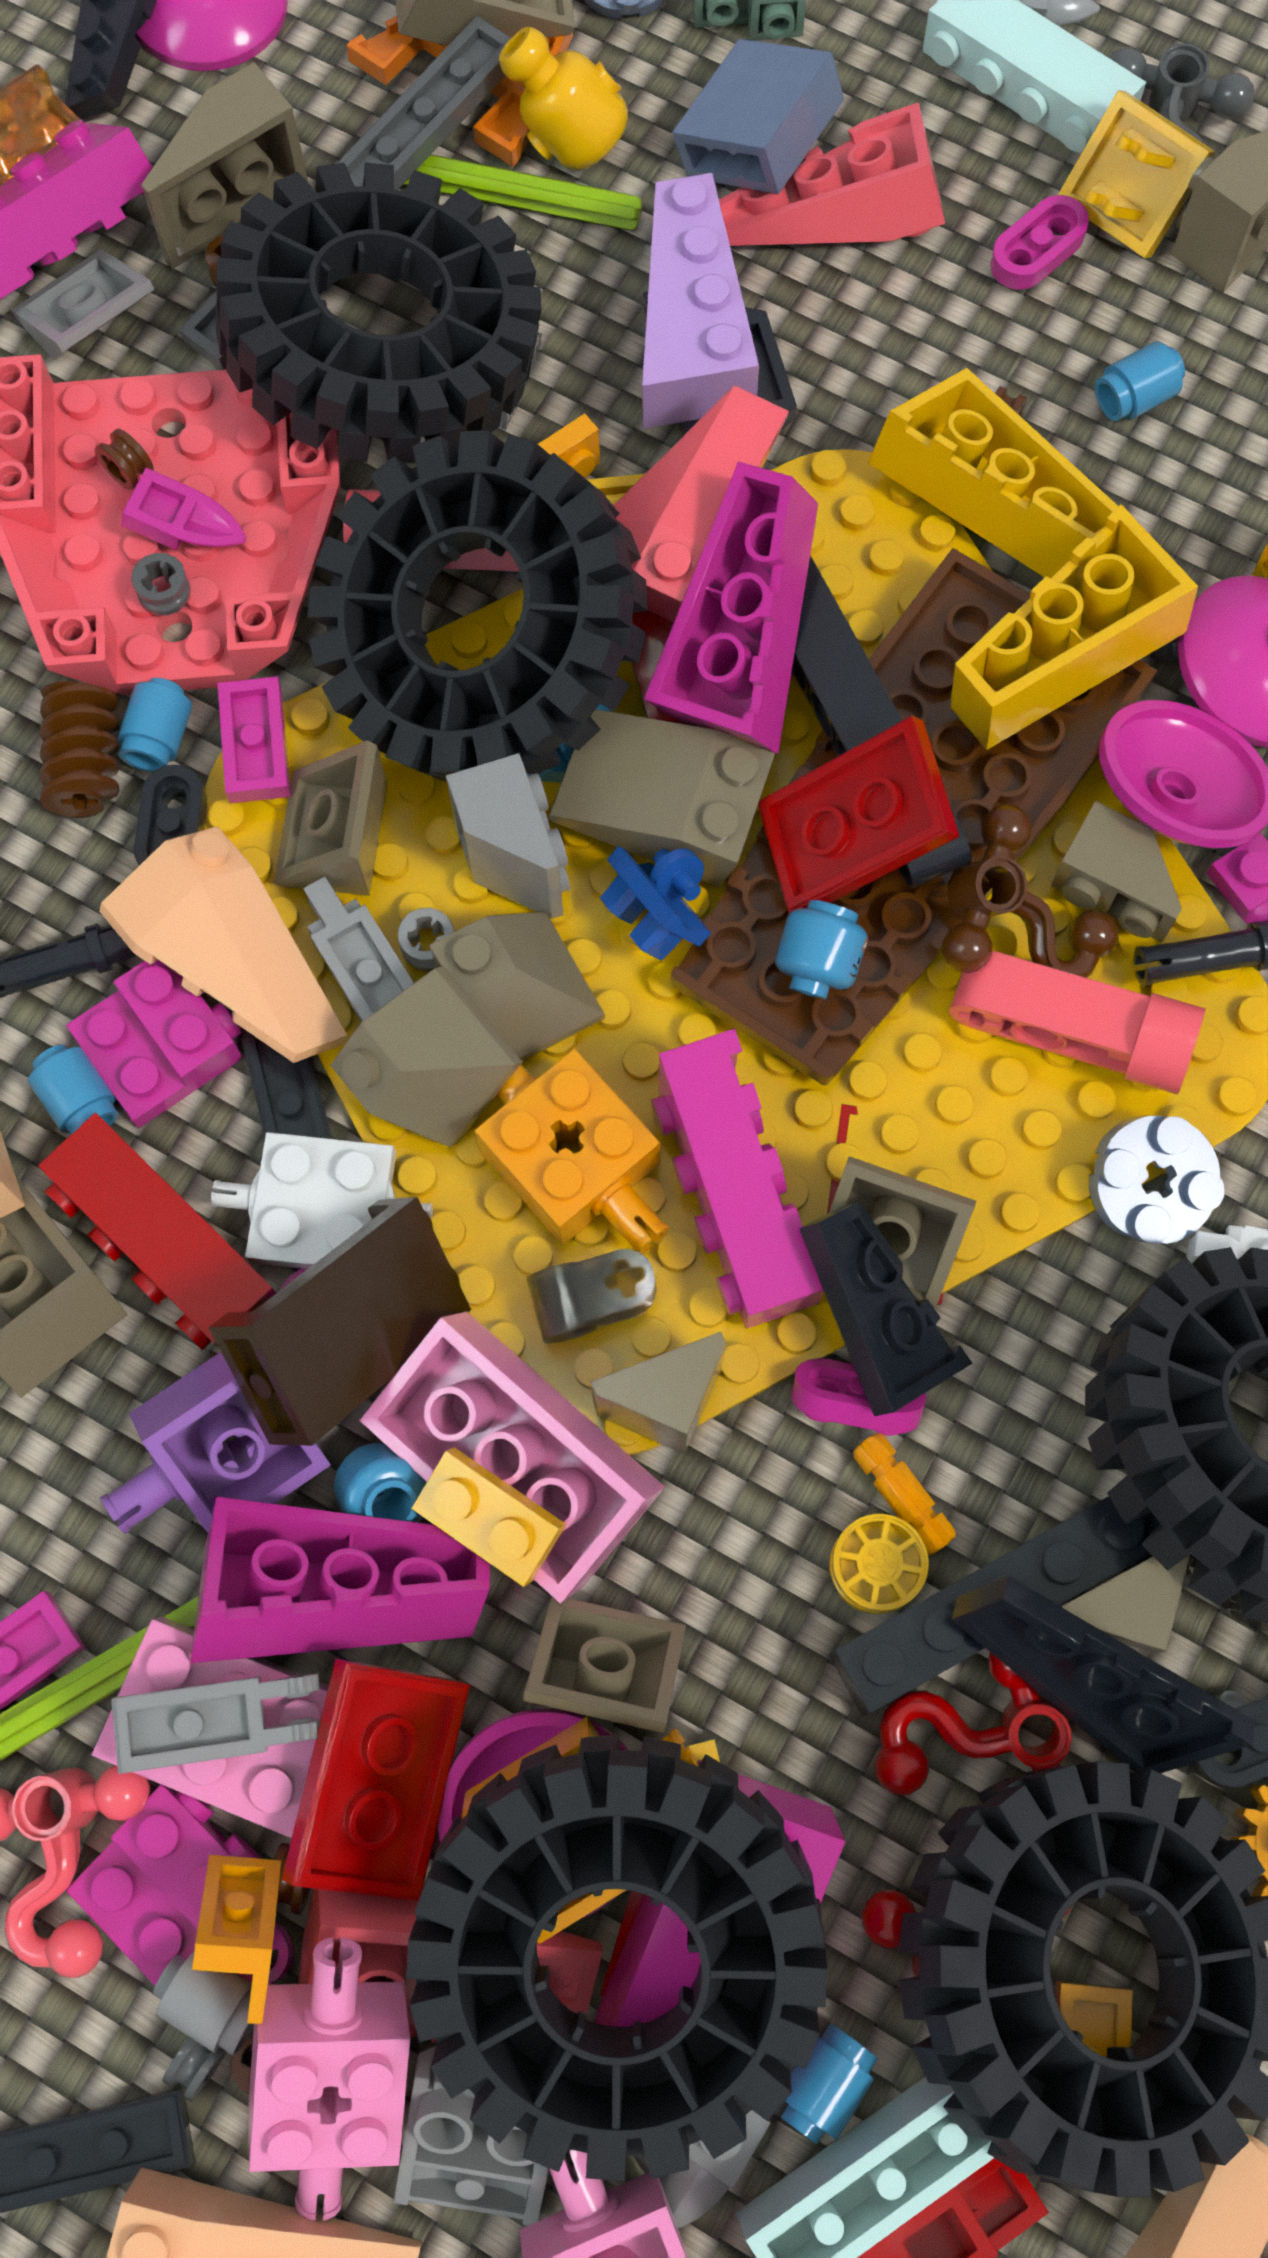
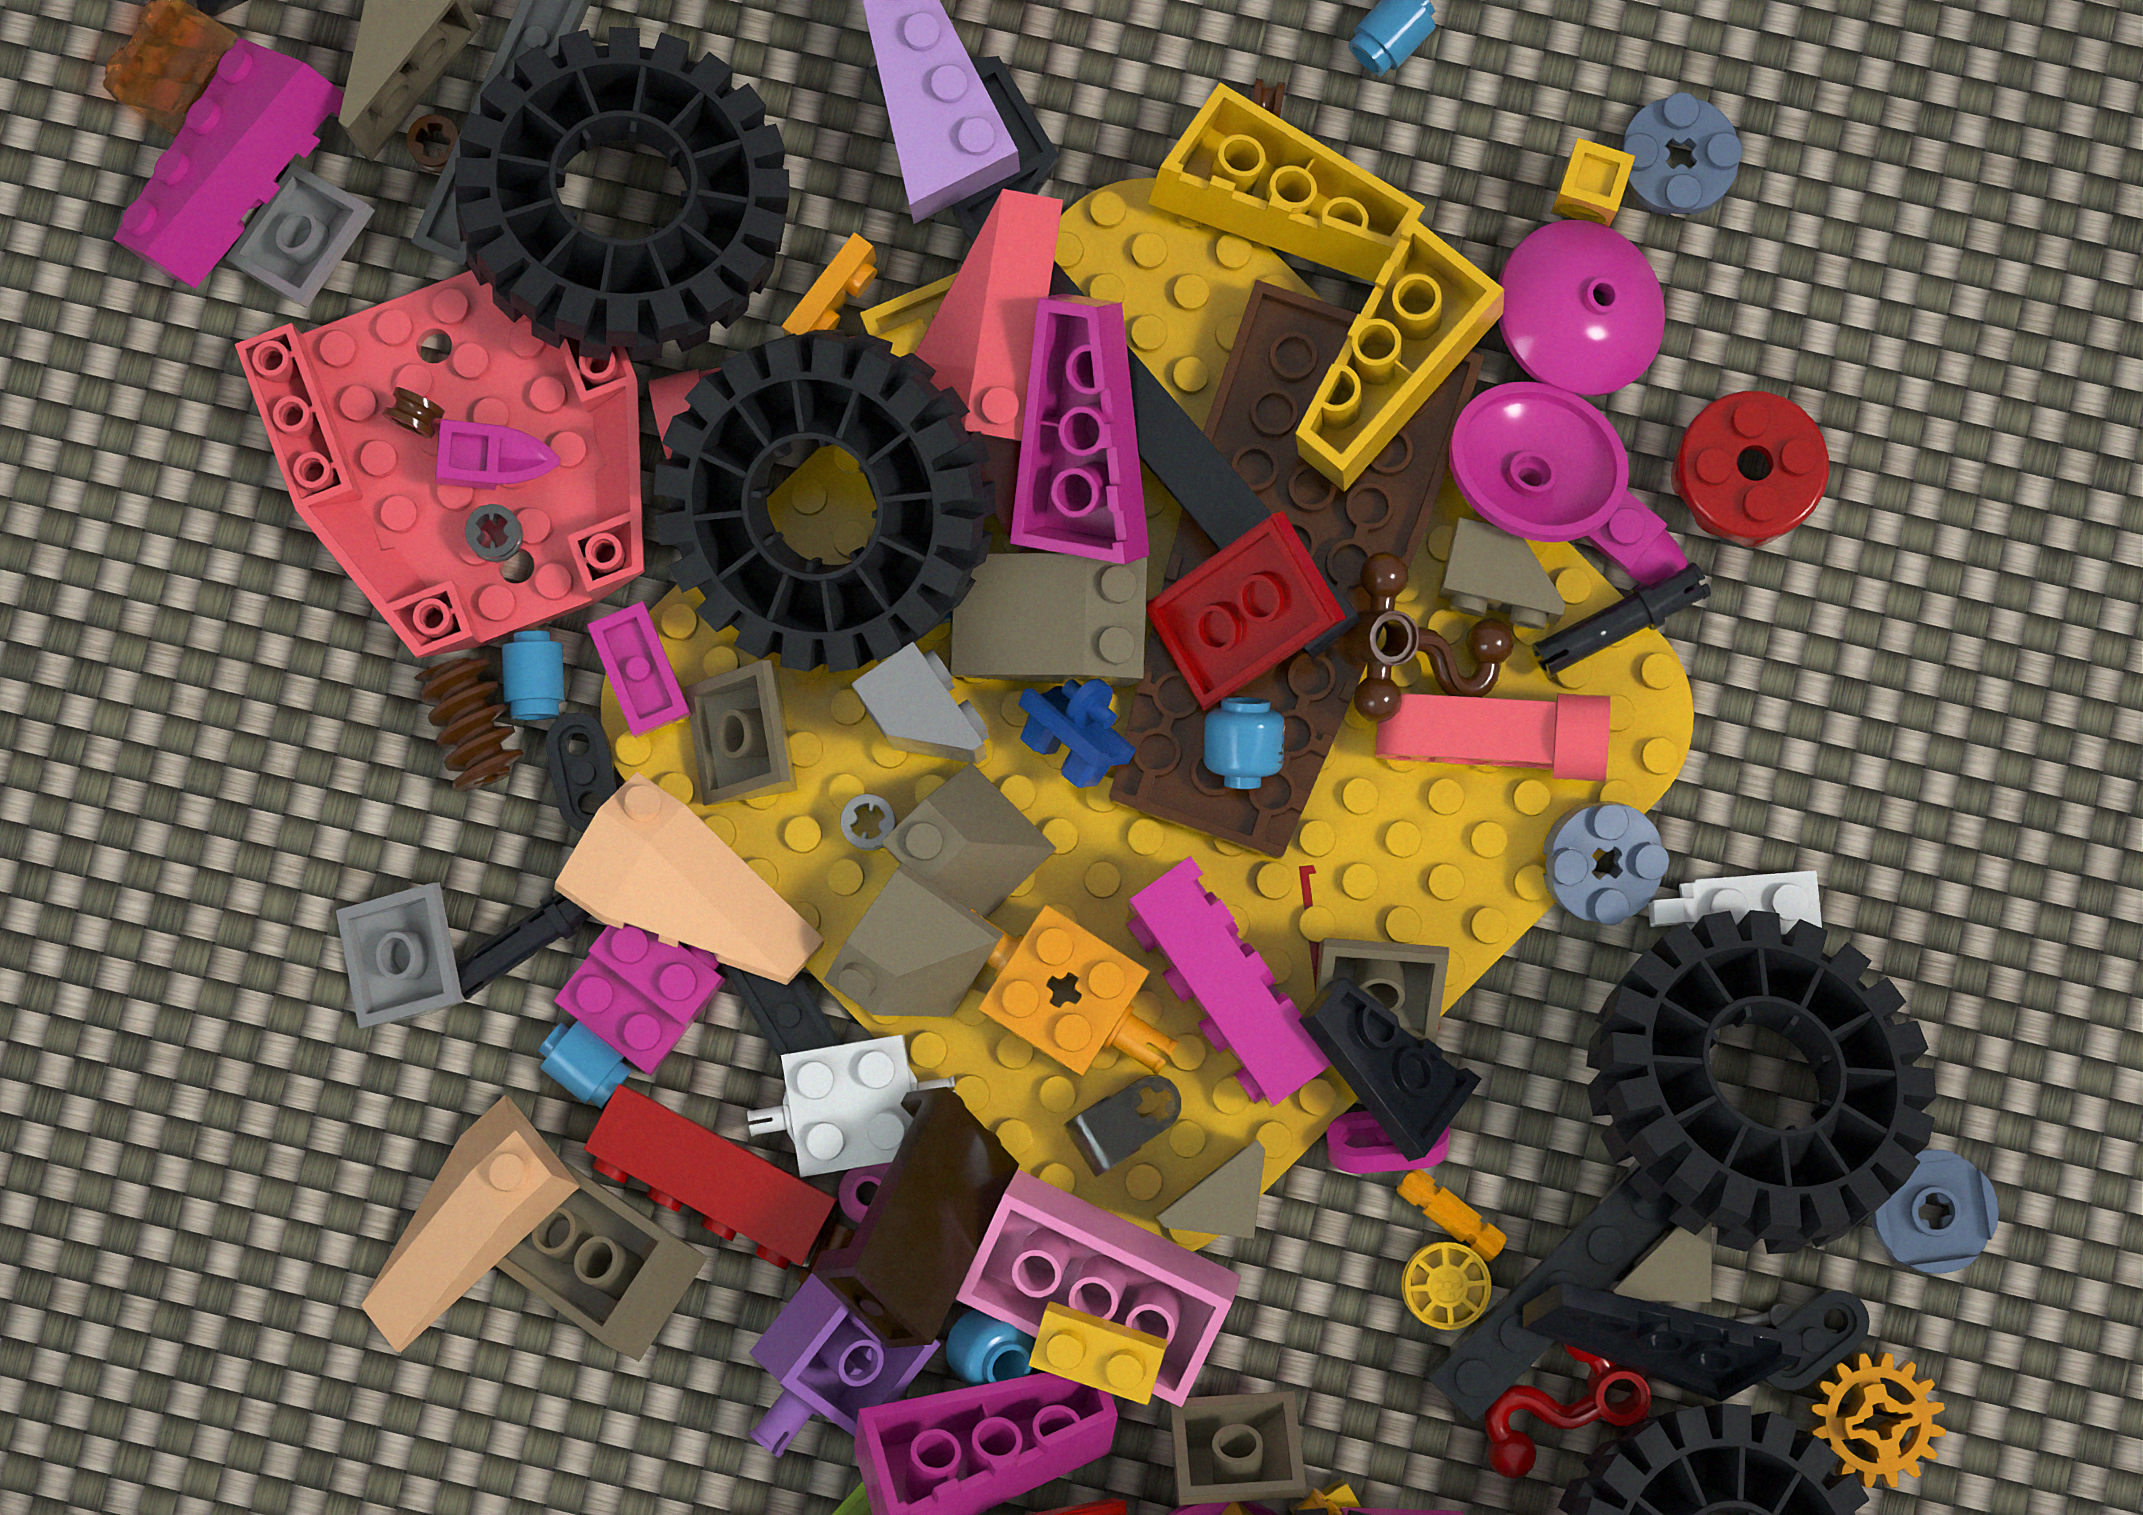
camera: 15 degrees left, 10 degrees up
(355, 951) = (814, 863): light grey hinge -> none

